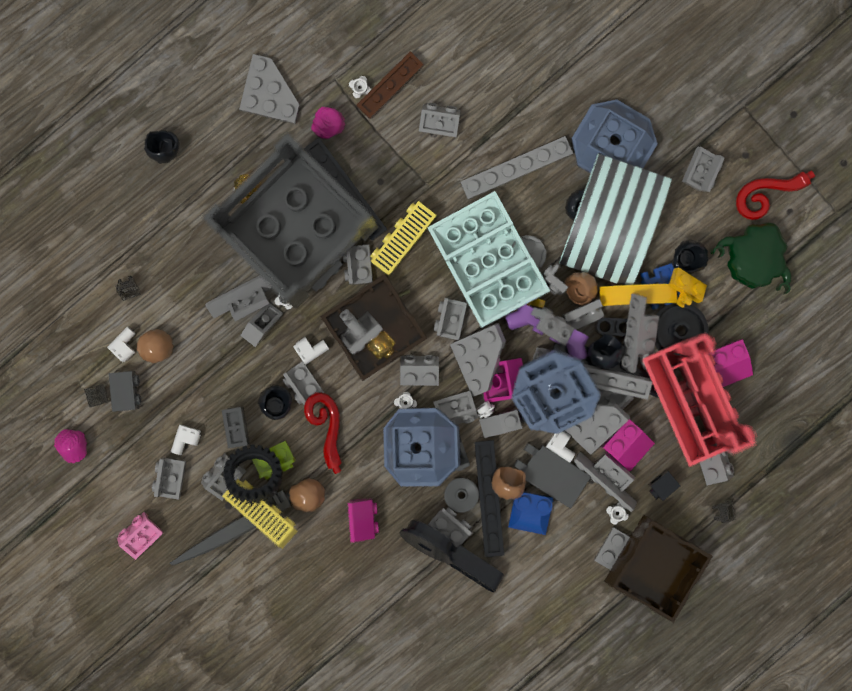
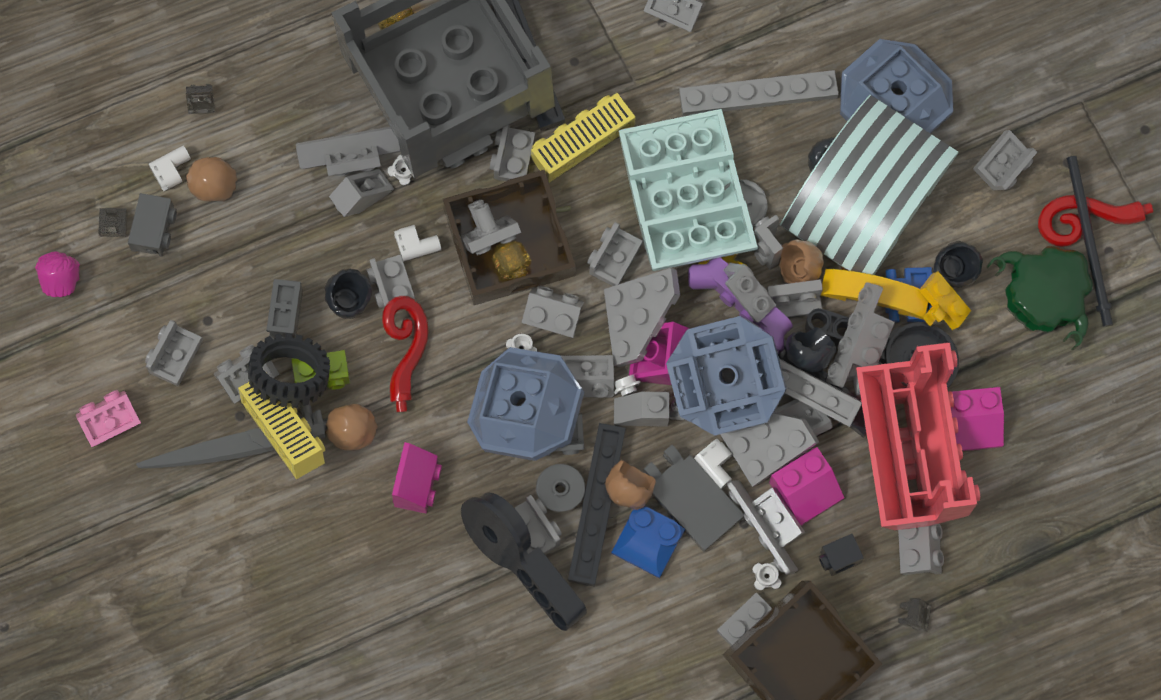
camera: 10 degrees right, 15 degrees down
(185, 435) = (214, 306): white piece -> none
(797, 255) = (1089, 240): none -> black bar

